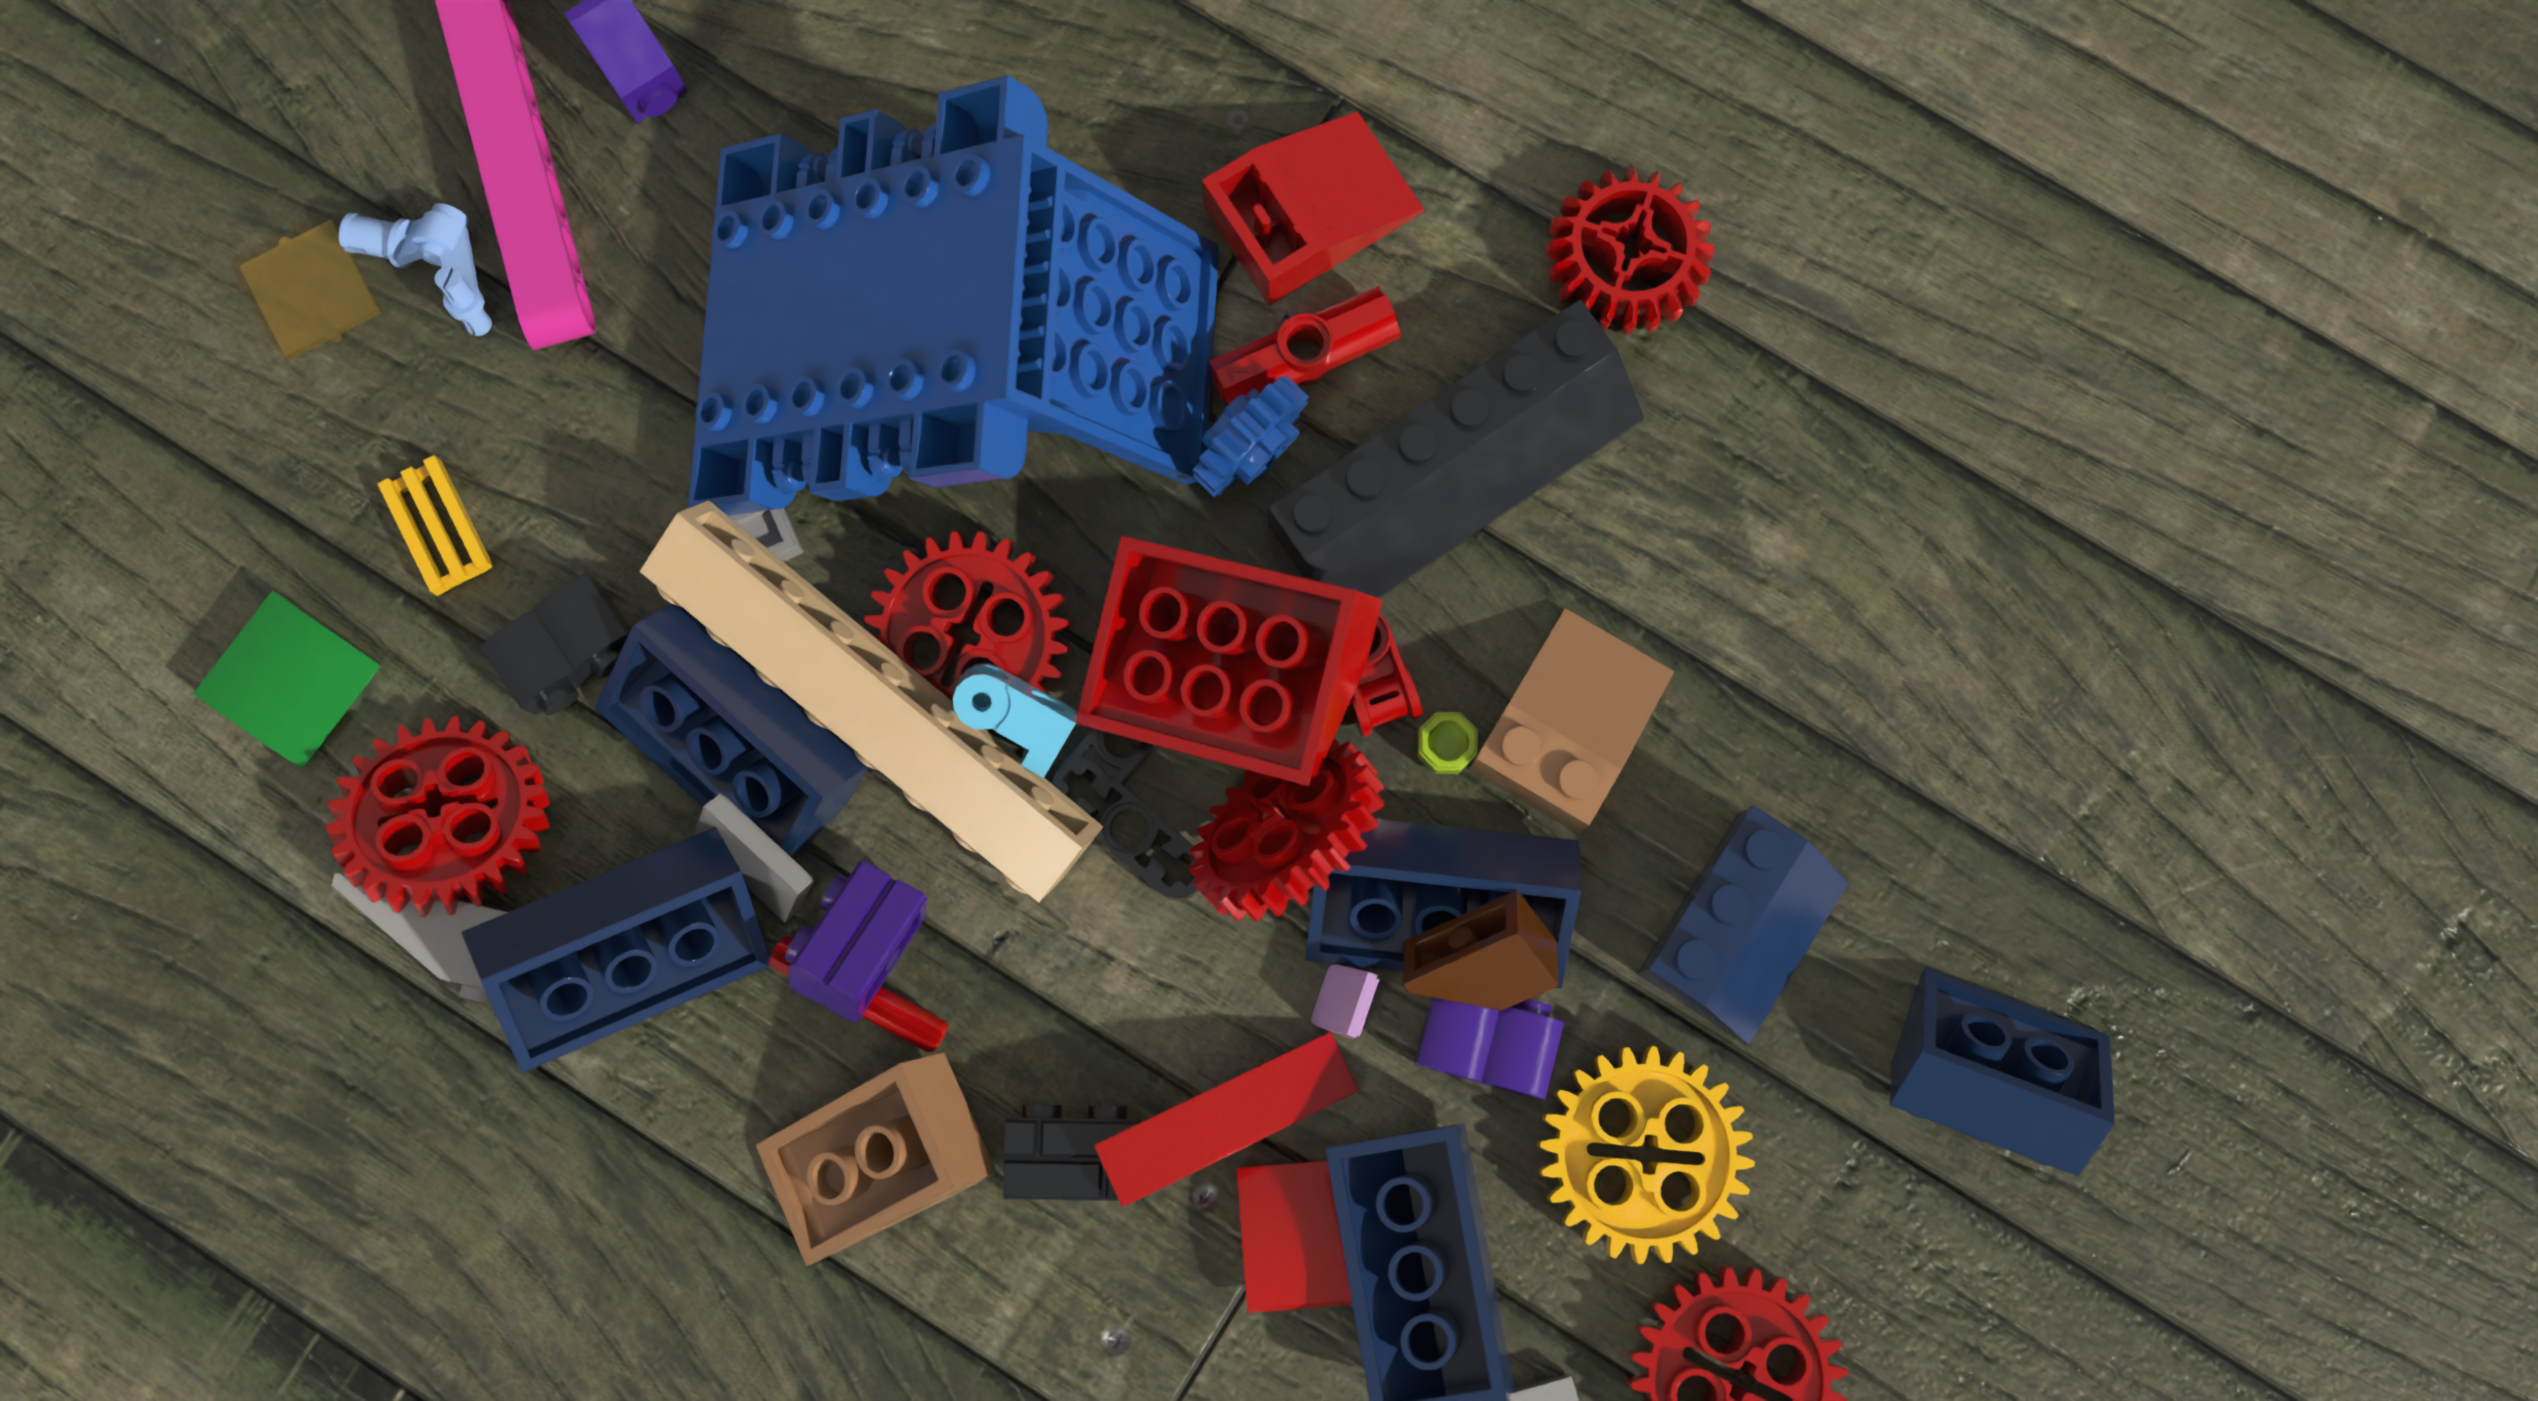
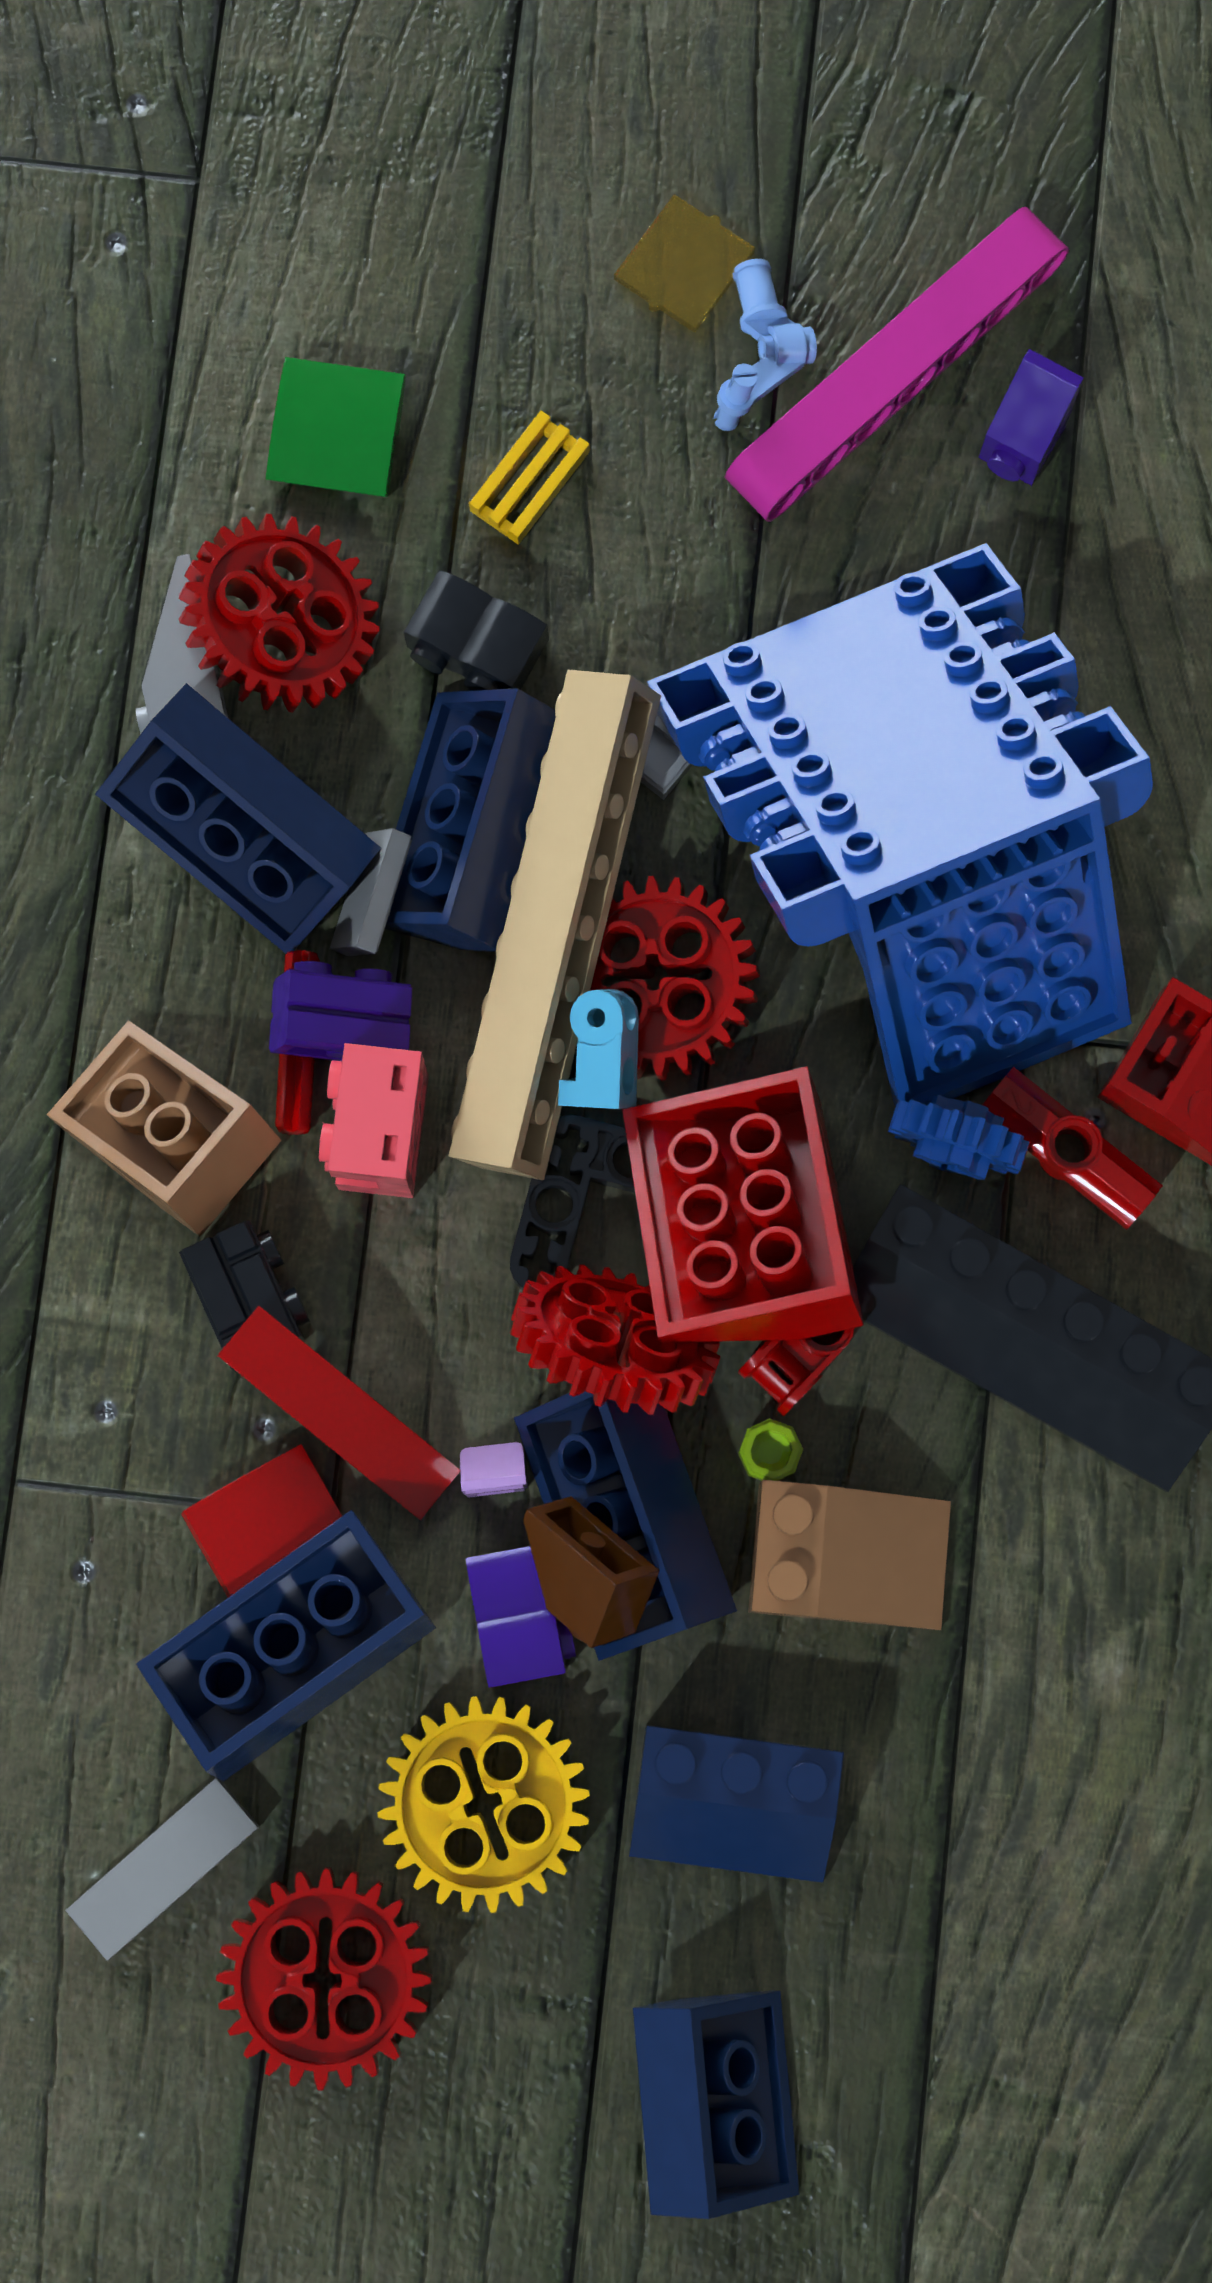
camera: 65 degrees right, 0 degrees up
(972, 951) = (376, 1120): none -> coral piece

